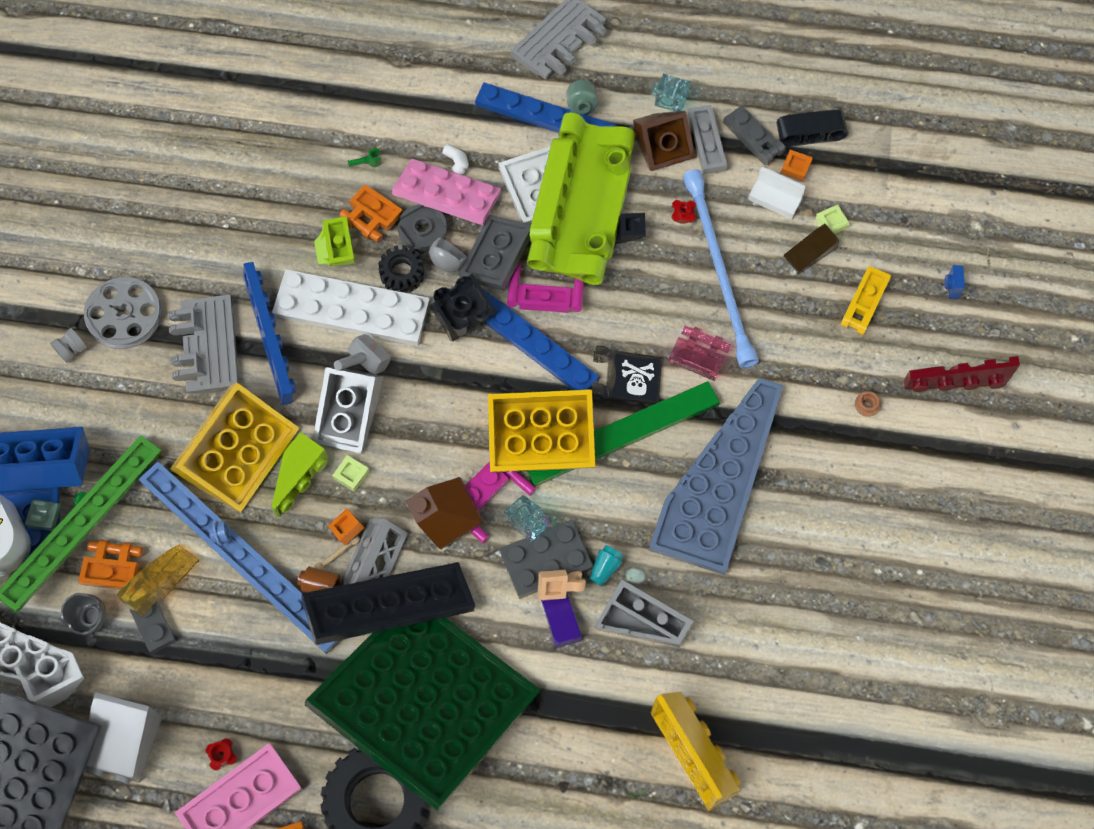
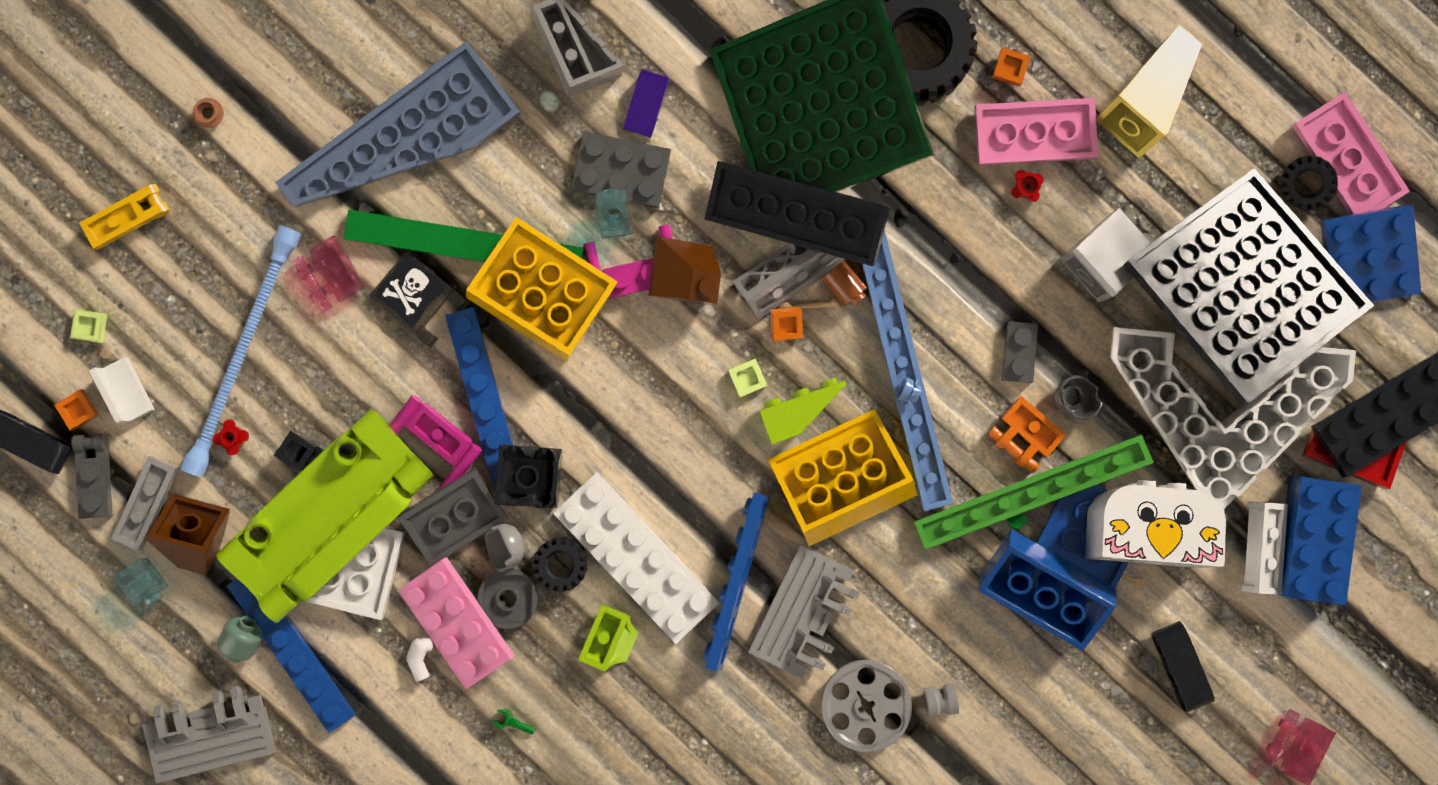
camera: 150 degrees left, 20 degrees up
(43, 515) = (1063, 524): sand green tile -> none
(157, 579) = (991, 387): clear yellow slope -> none
(346, 408) = (709, 446): light grey slope -> none
(367, 353) = (654, 488): light grey piece -> none
(375, 207) = (540, 653): orange plate -> none
(557, 583) = (629, 131): light nougat plate -> none
(606, 564) = (570, 124): teal cone -> none
(812, 248) = (134, 308): dark brown slope -> none
(955, 282) = (21, 173): blue plate -> none
(962, 375) = (92, 68): dark red wing -> none

